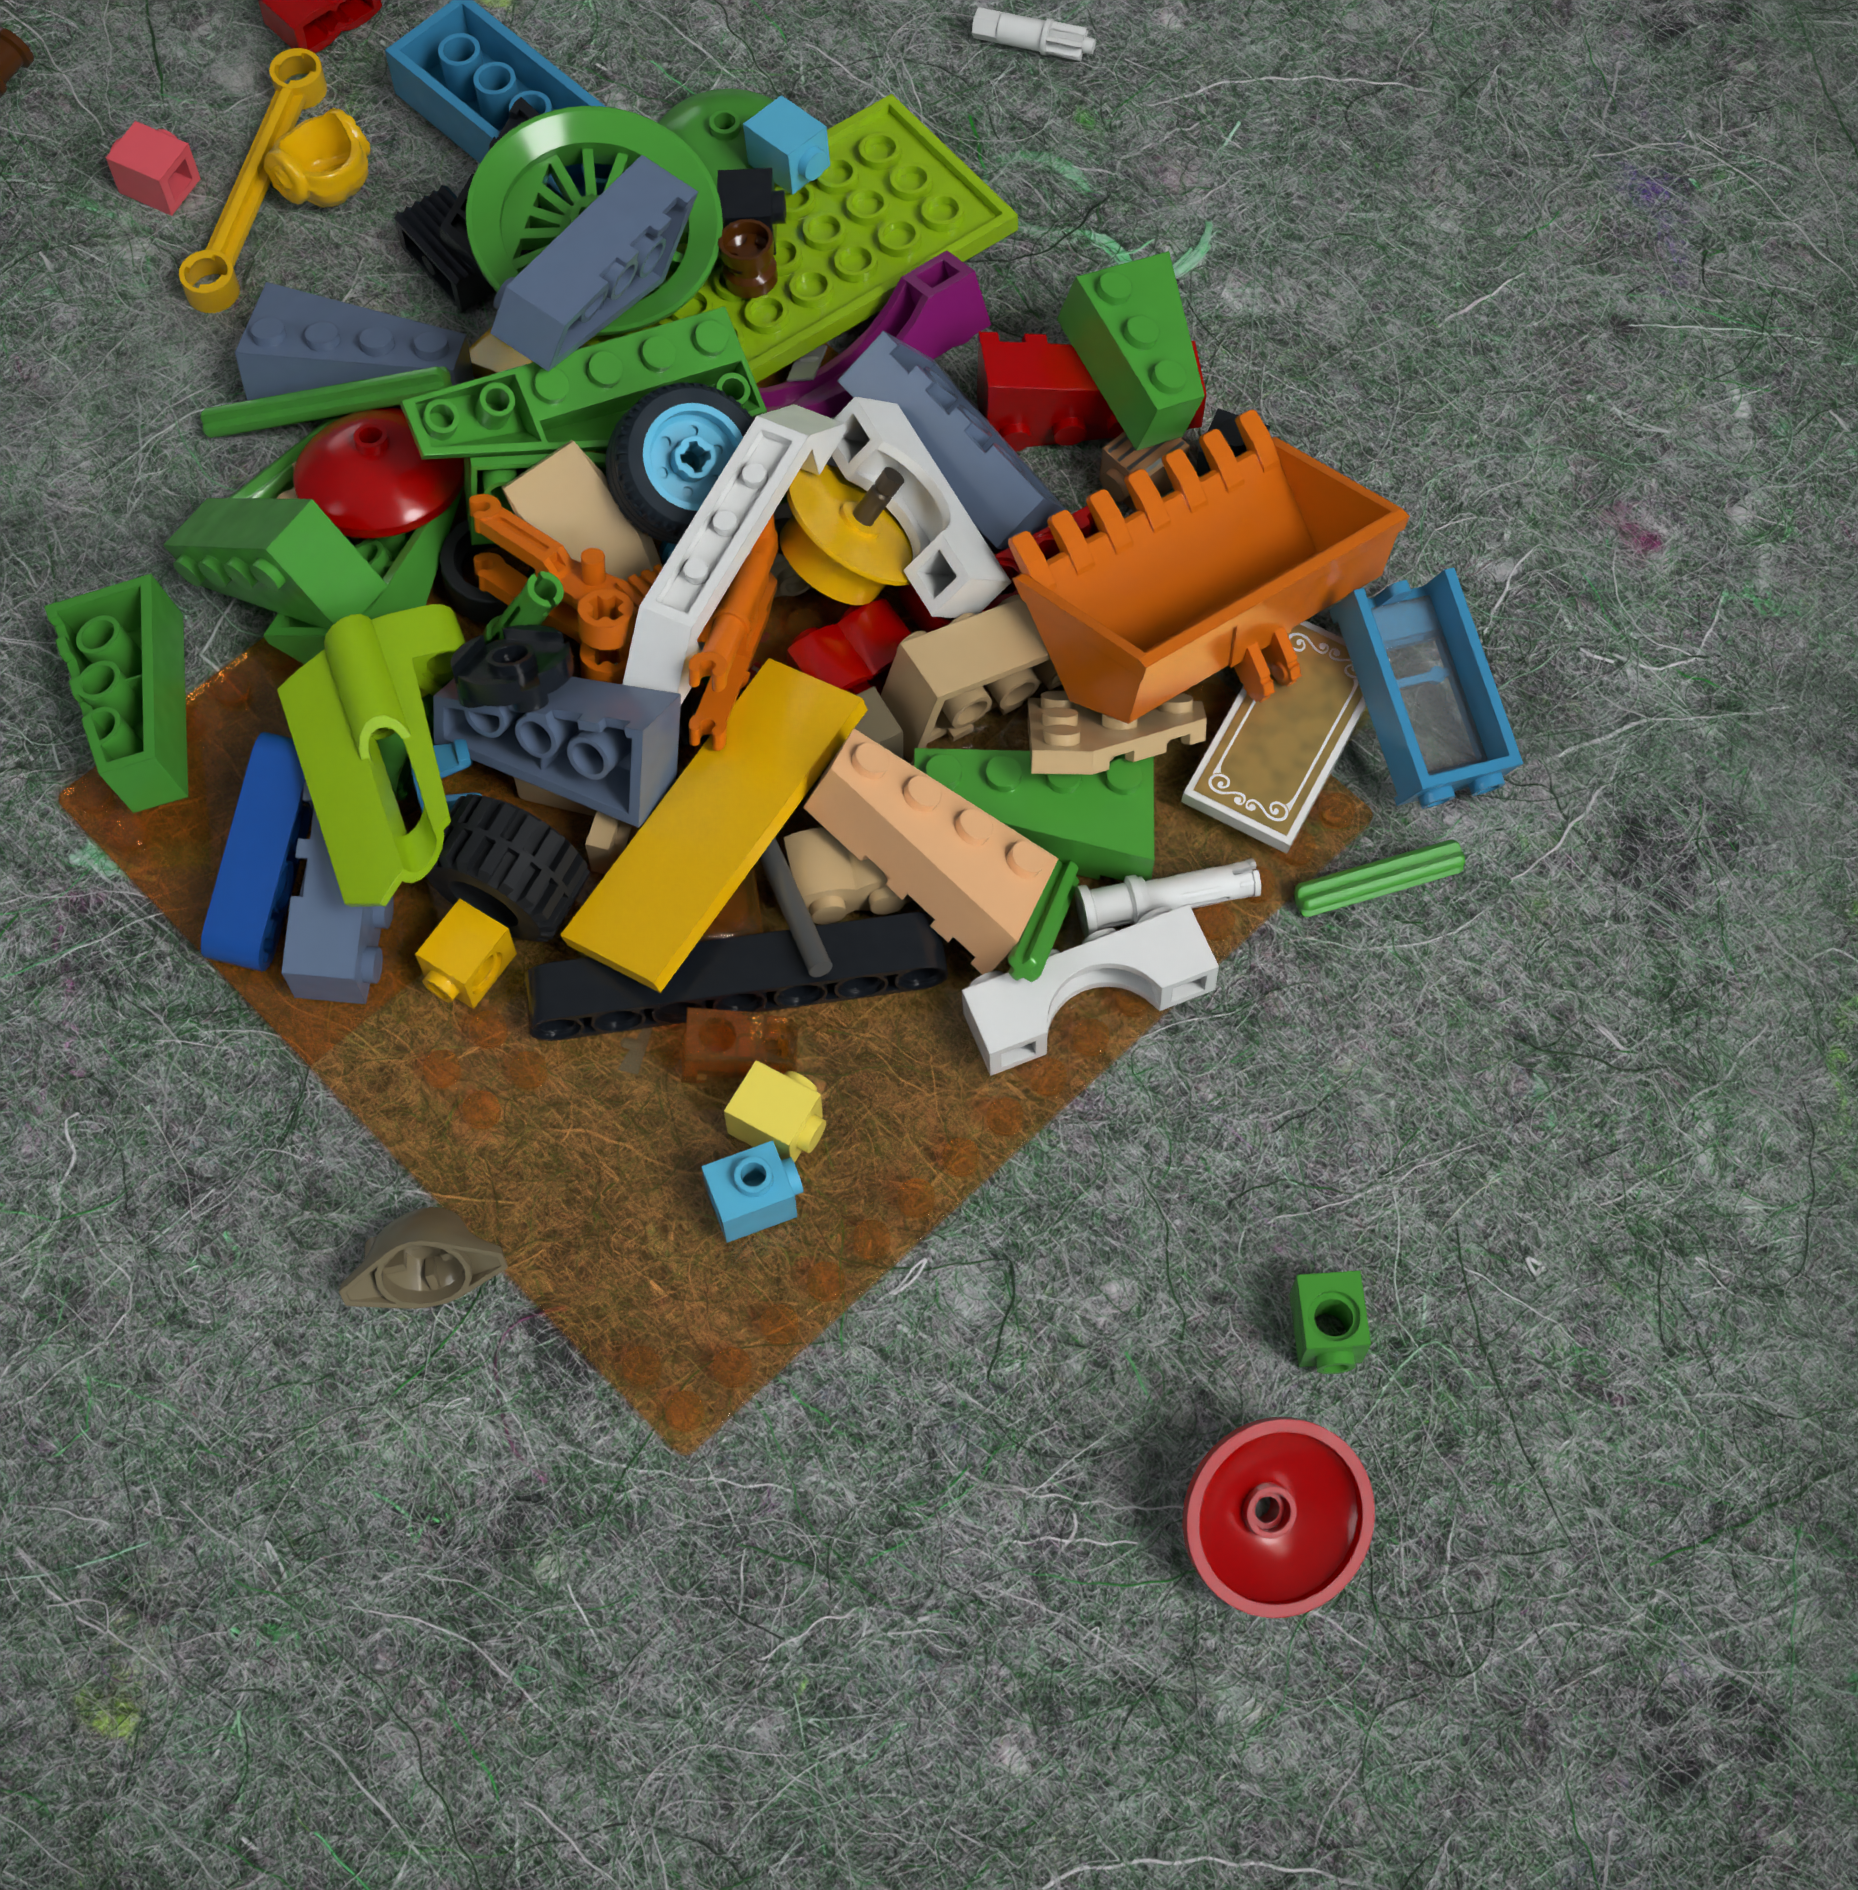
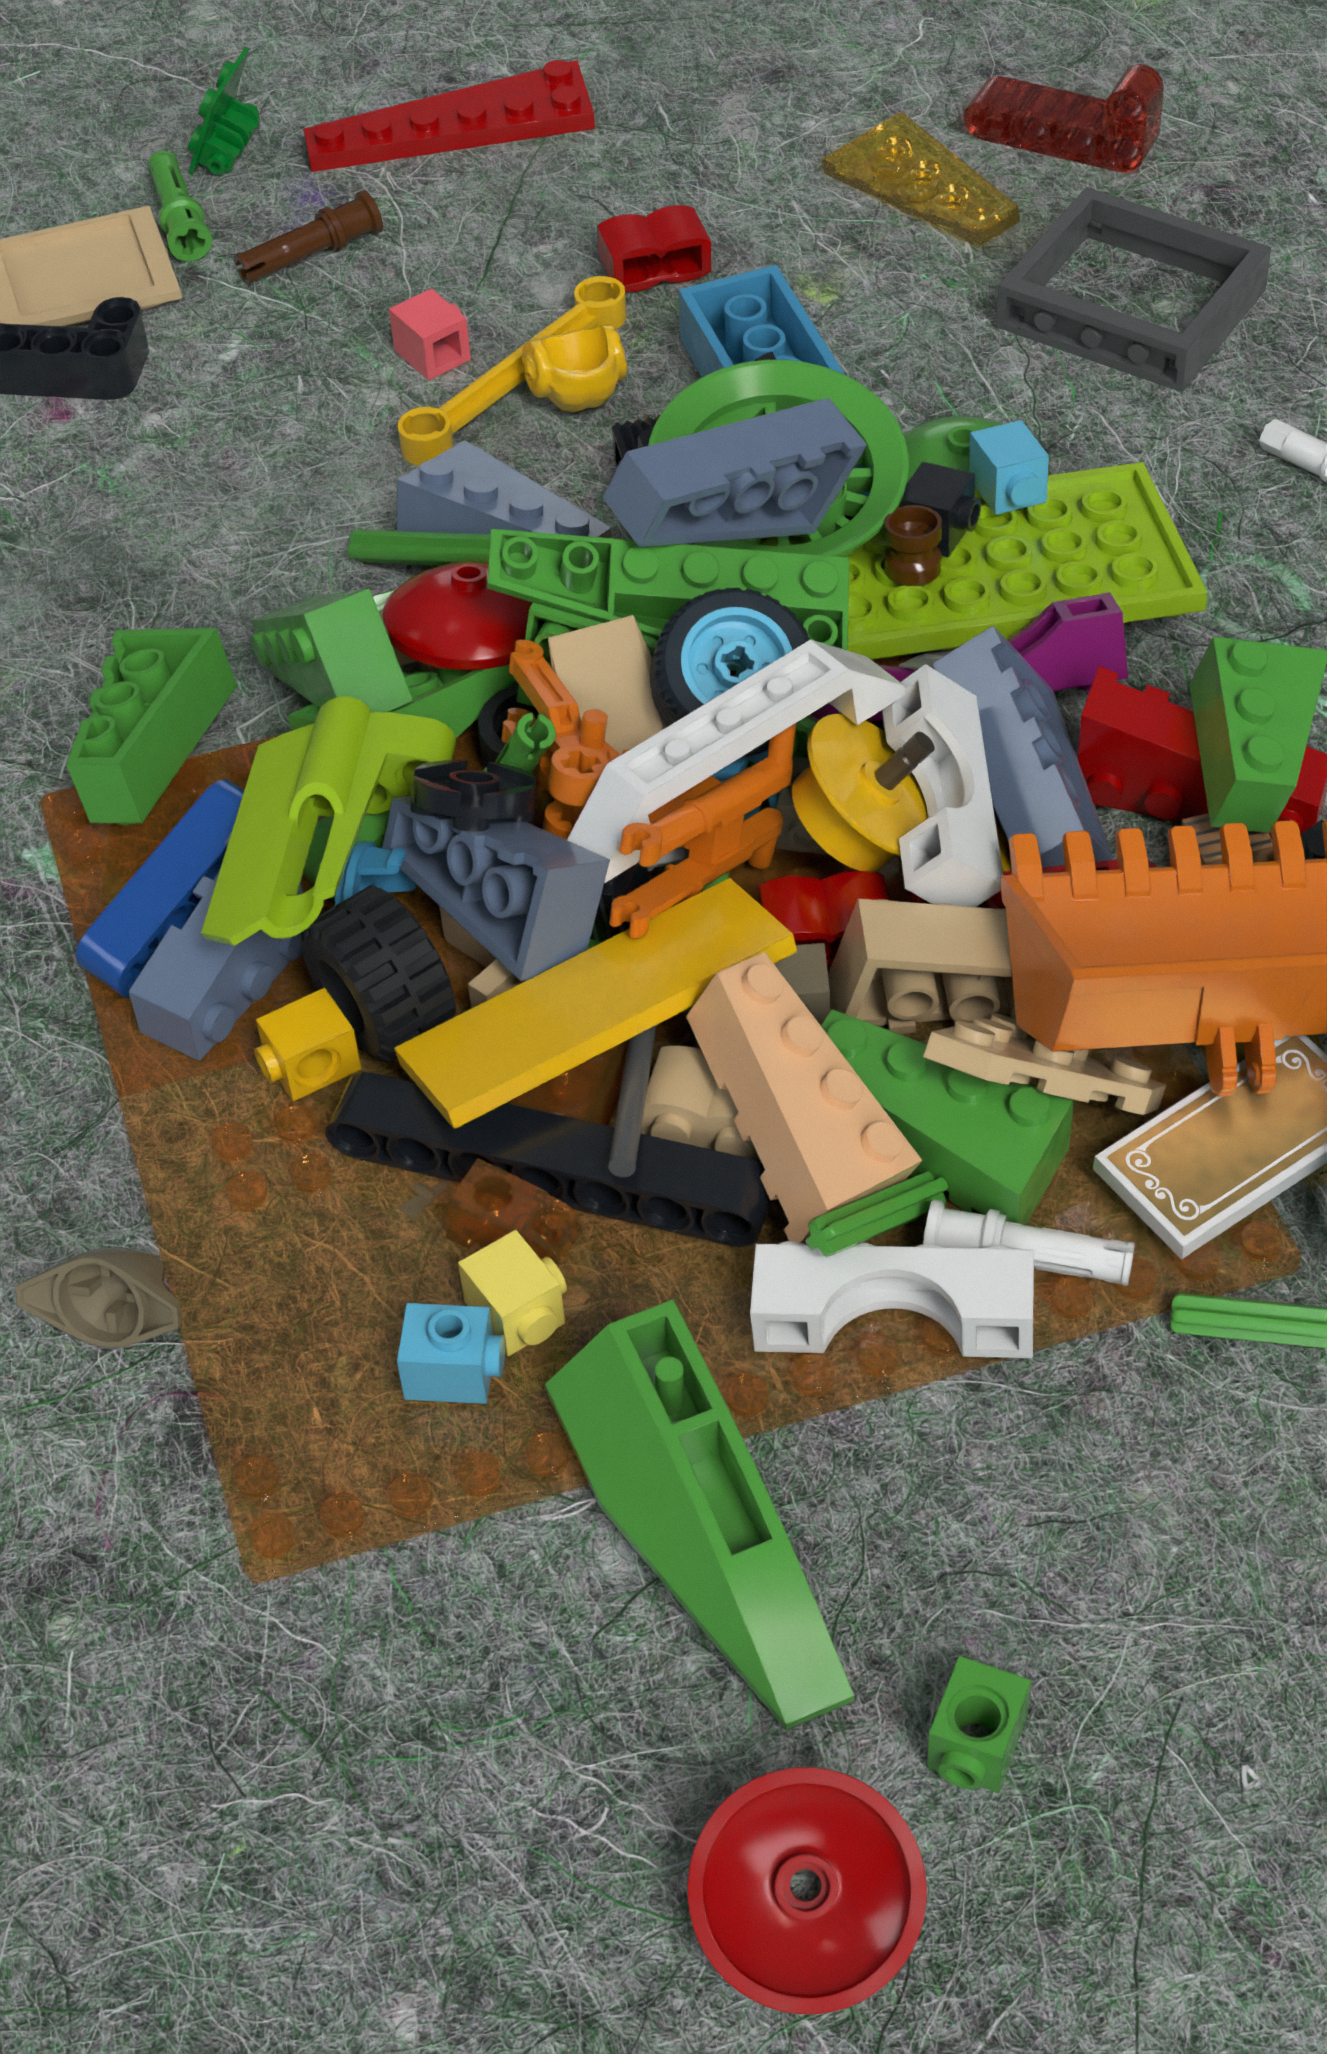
camera: 30 degrees right, 15 degrees down
(1024, 1235) = (696, 1506): none -> bright green wedge

